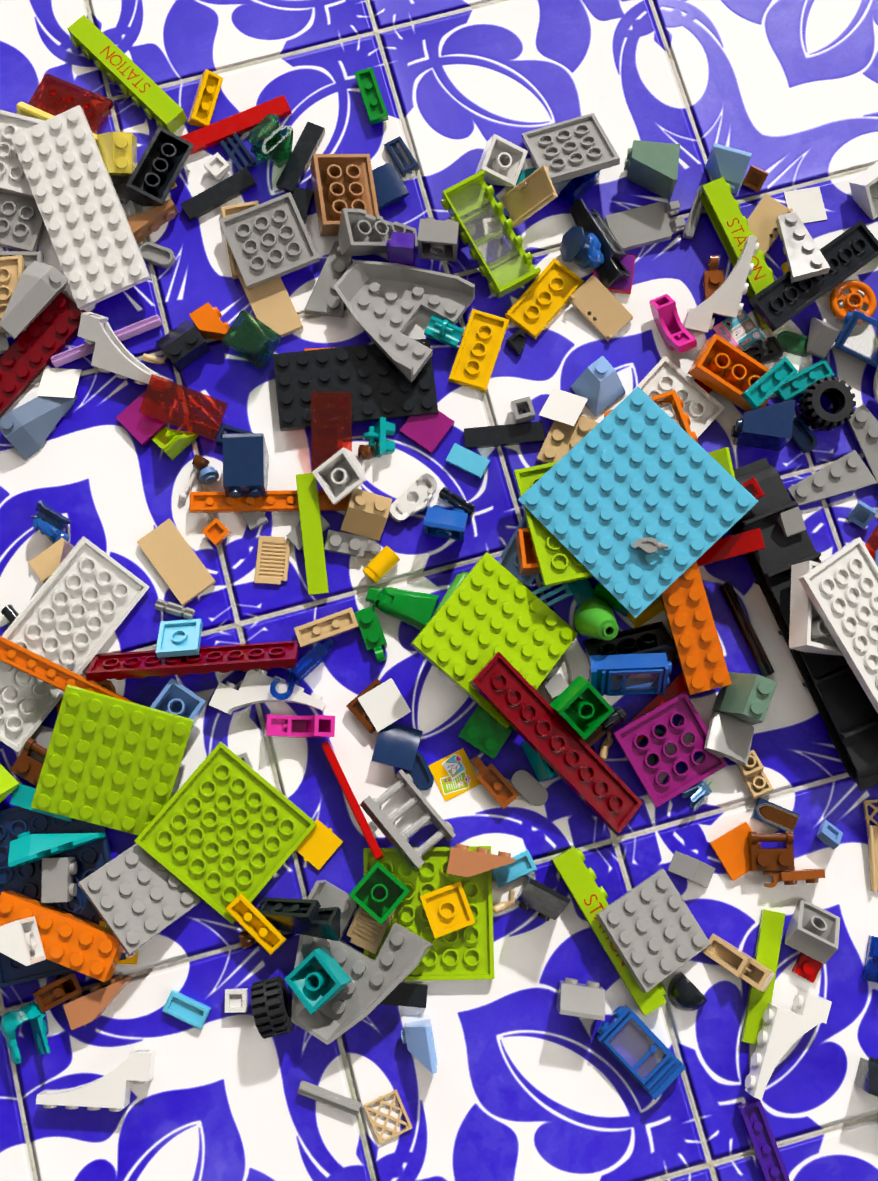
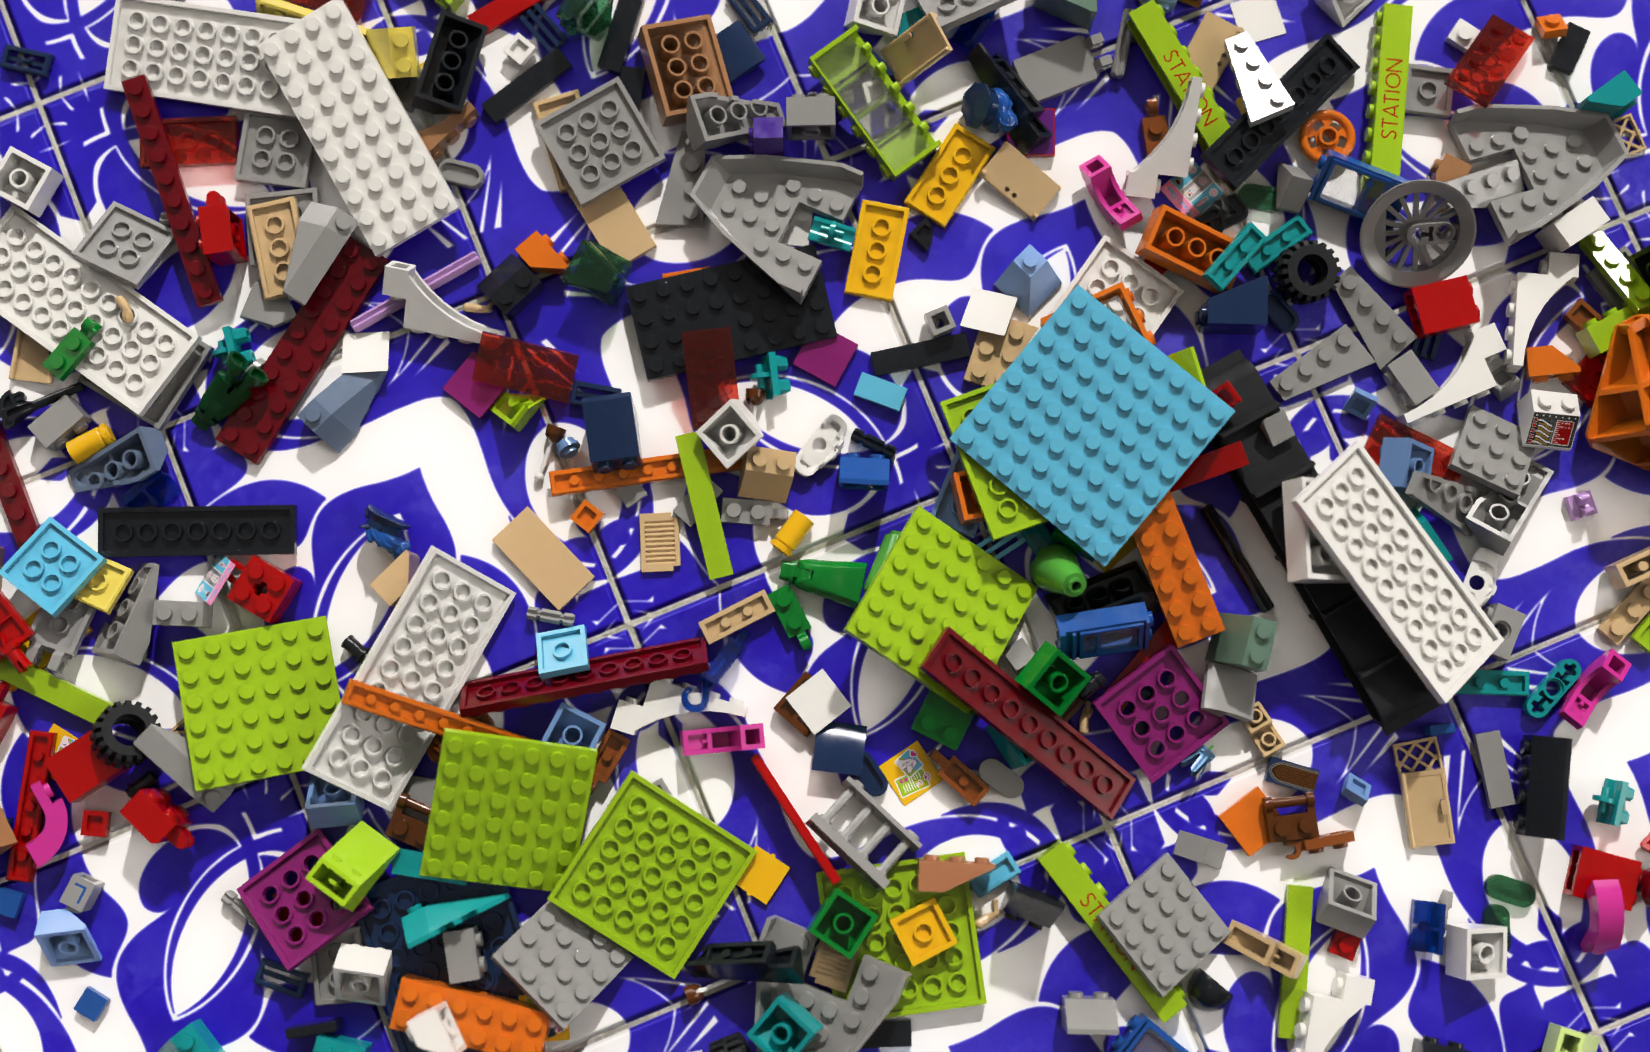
camera: 10 degrees left, 5 degrees up
(203, 731) = (609, 754): none -> dark orange plate
(255, 924) = (702, 976): yellow slope -> none
(649, 545) = (1112, 478): light grey piece -> none

